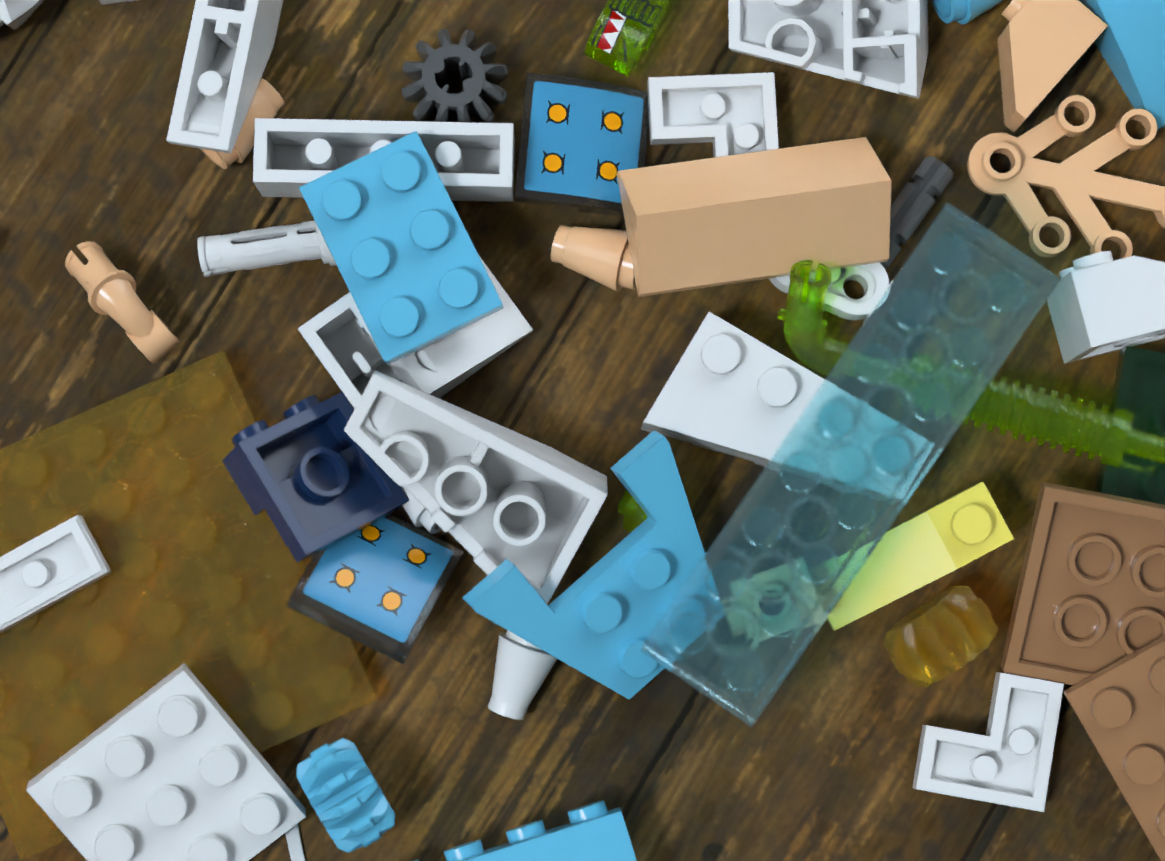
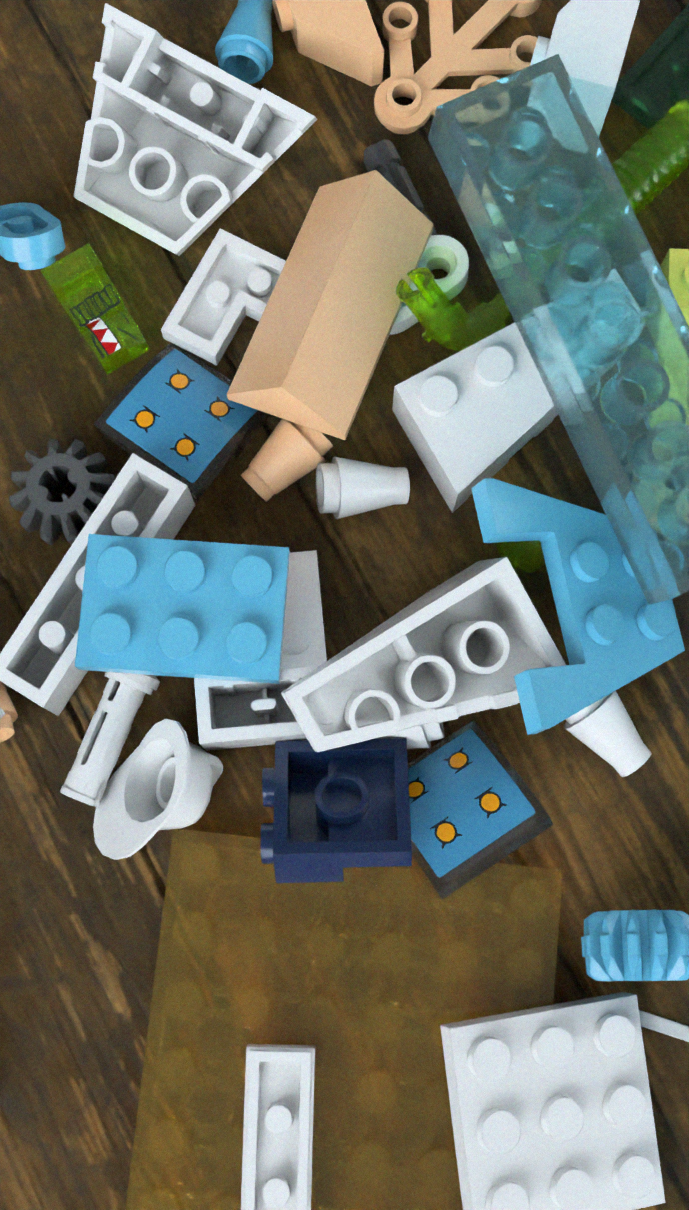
camera: 55 degrees left, 5 degrees down
(114, 294) = (65, 896): light nougat piece -> none
(244, 314) = (155, 789): none -> white piece
(610, 333) = (356, 487): none -> white cone

